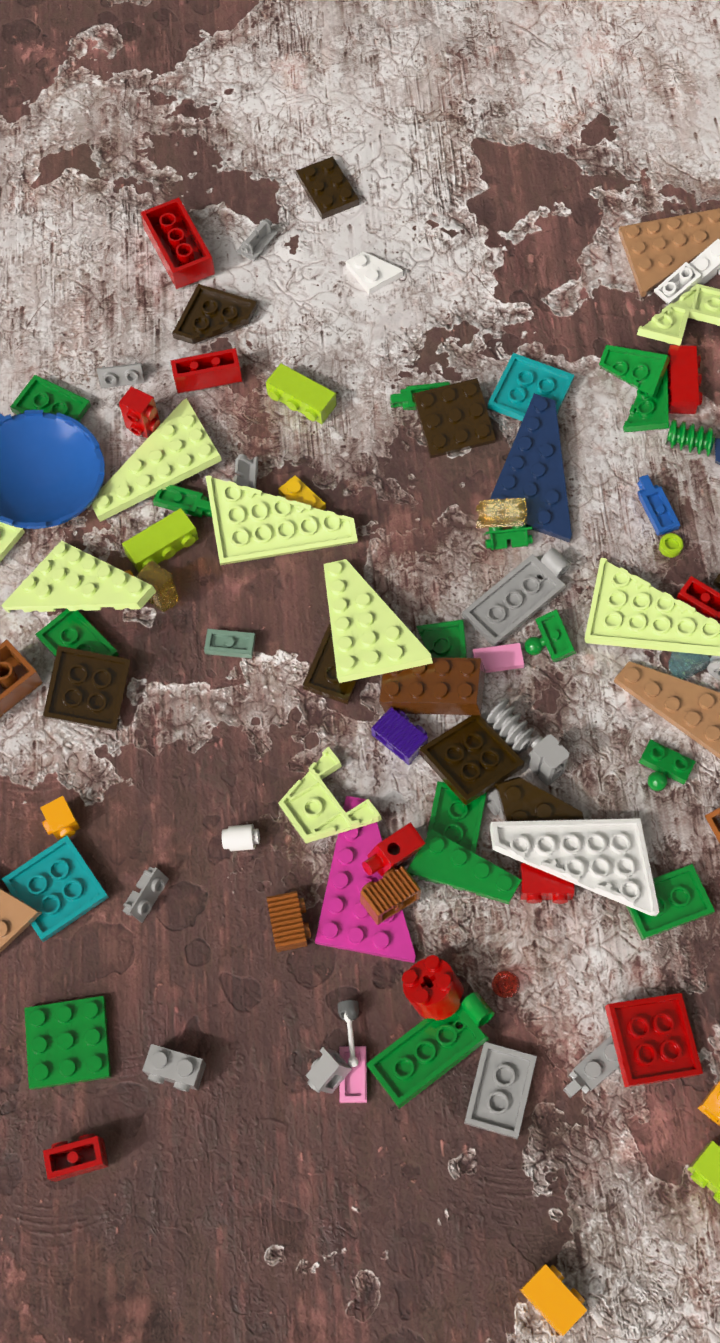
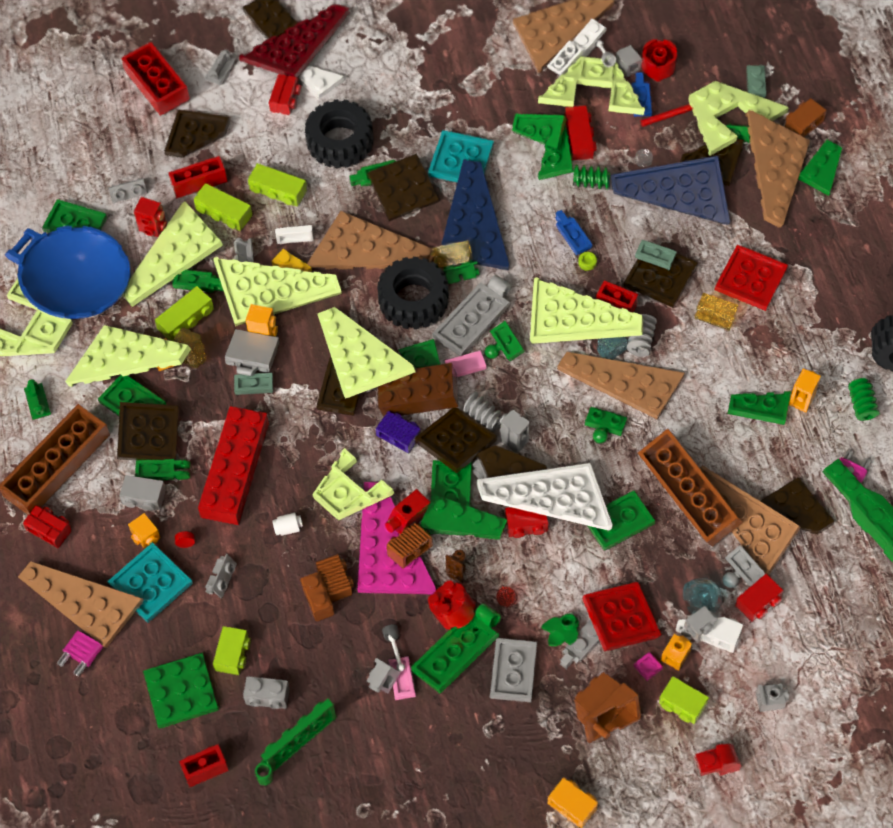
camera: 10 degrees left, 5 degrees down
(67, 766) = (142, 493): none -> light grey brick
(95, 739) = (162, 469): none -> green hinge
(108, 837) = (184, 539): none -> red tile
(140, 1000) = (231, 650): none -> lime brick
(186, 748) = (233, 465): none -> red brick
(196, 1144) = (294, 739): none -> green hinge
(230, 412) = (222, 207): none -> lime brick
(233, 602) = (251, 352): none -> light grey piece
(251, 568) = (261, 320): none -> light orange brick
(261, 944) = (317, 596): none -> dark orange brick
(311, 459) = (294, 234): none -> white tile
(328, 282) = (284, 94): none -> red brick
(352, 228) = (297, 47): none -> dark red wing
(386, 317) = (339, 115): none -> black tyre
(393, 483) = (361, 244): none -> medium nougat wing
(446, 529) = (413, 272): none -> black tyre
(446, 932) = (456, 565): none -> reddish brown hinge
(569, 1047) = (561, 631): none -> green plate
(616, 1170) = (606, 707): none -> dark orange piece
(679, 1114) = (648, 666): none -> dark pink tile

